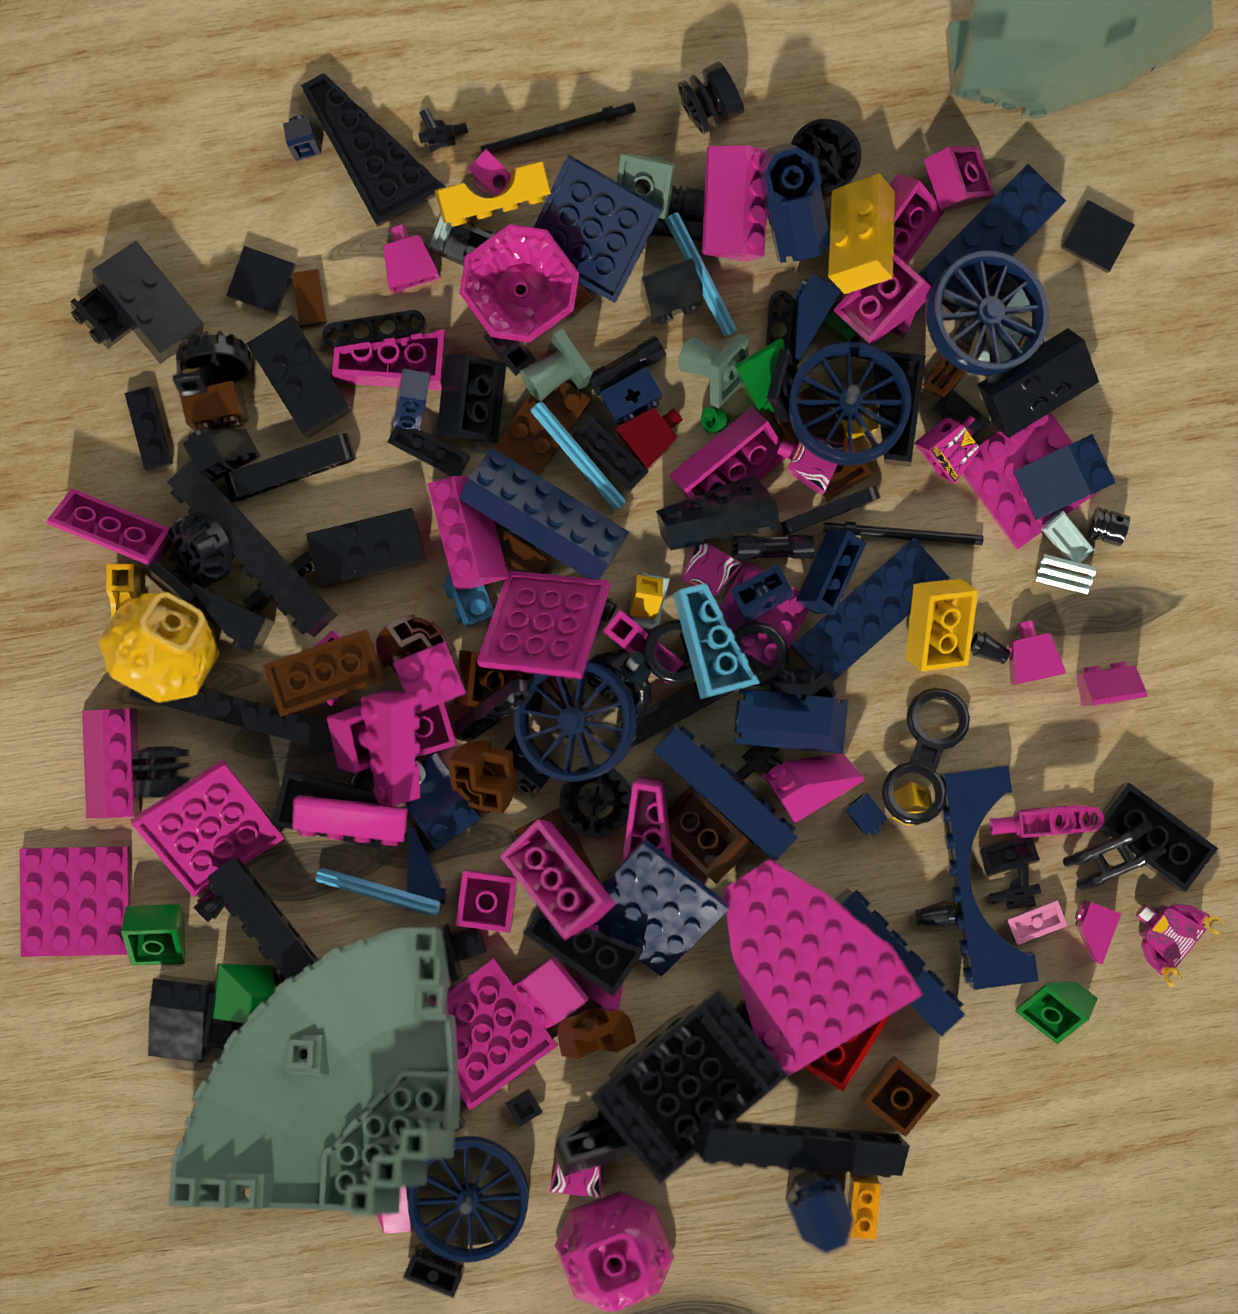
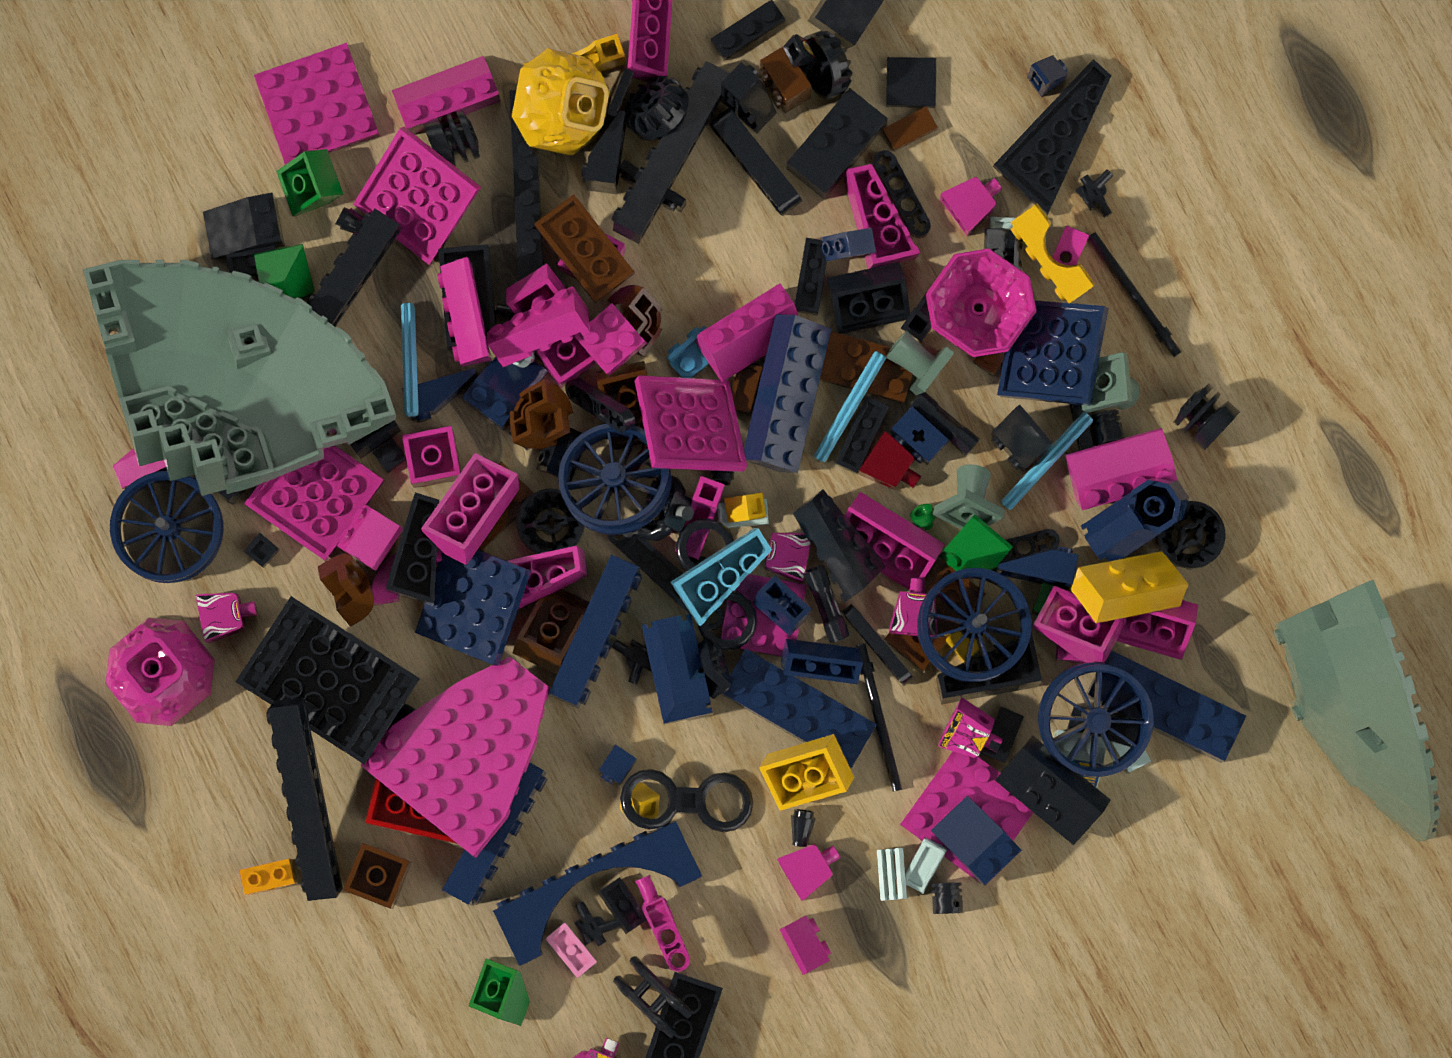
camera: 75 degrees right, 5 degrees down
(366, 547) = (706, 250): black brick -> none
(434, 1272) = (93, 518): black brick -> none
(590, 1145) = (247, 614): black wedge -> none
(781, 384) = (965, 558): black tile -> none
(811, 782) = (629, 705): dark pink slope -> none
(820, 1210) = (255, 831): dark blue brick -> none
(936, 914) = (548, 858): black cone -> none
(953, 382) = (1030, 712): reddish brown tile -> none
(958, 177) = (1215, 661): dark pink slope -> none
(1096, 928) = (584, 1005): dark pink slope -> none
(1098, 236) = (1206, 804): black tile -> none

